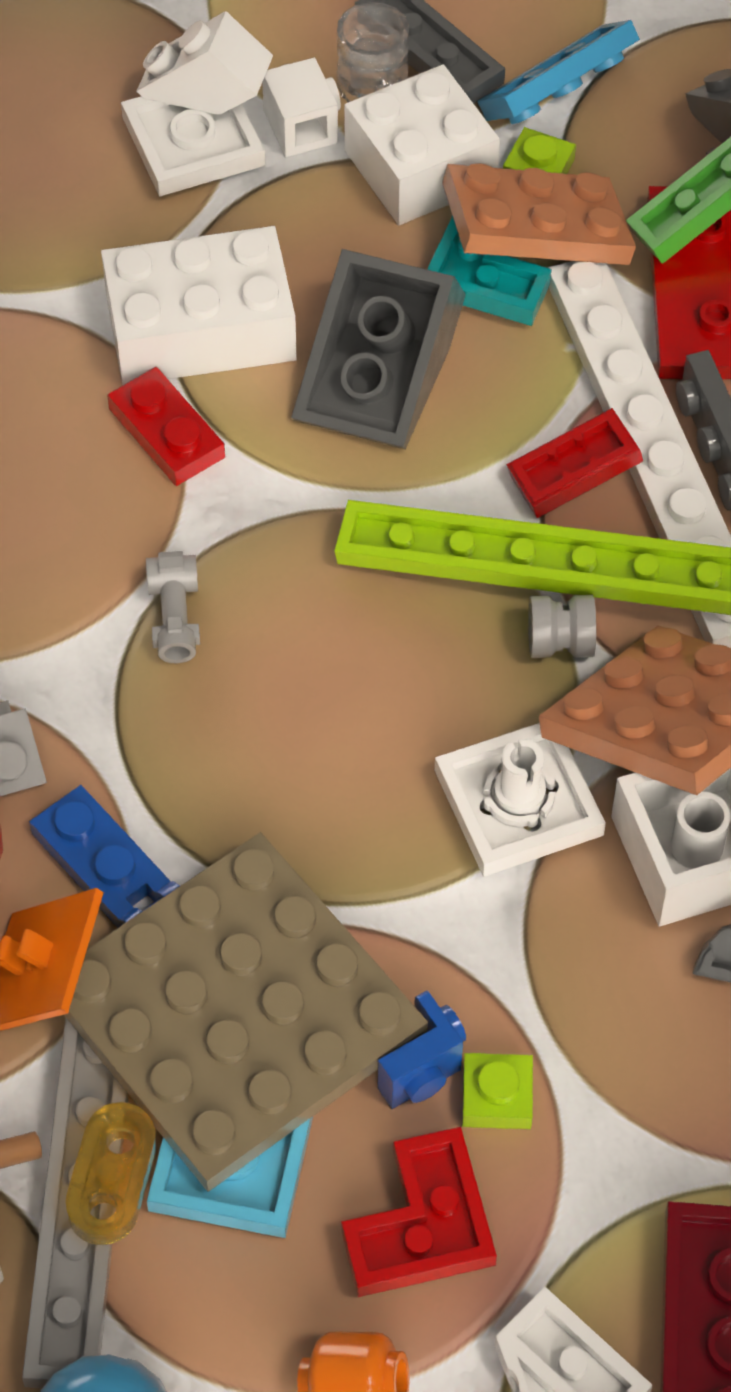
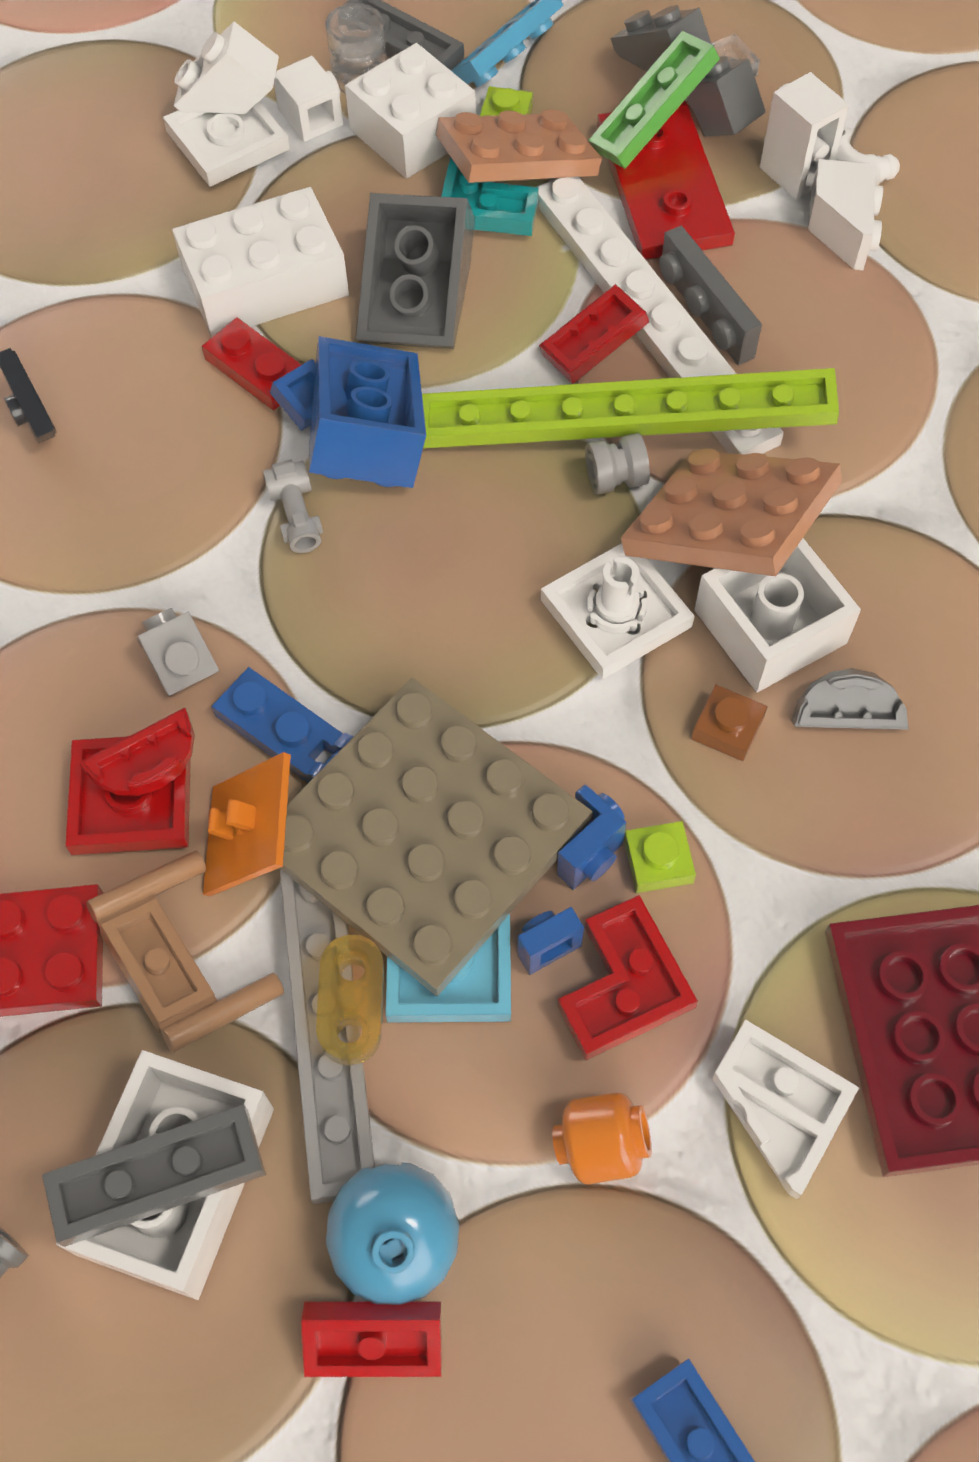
camera: 10 degrees left, 5 degrees up
(217, 476) = (295, 393): none -> blue plate
(280, 511) = (366, 414): none -> blue slope
(348, 1155) = (549, 939): none -> blue plate
(618, 954) = (729, 722): none -> dark orange plate

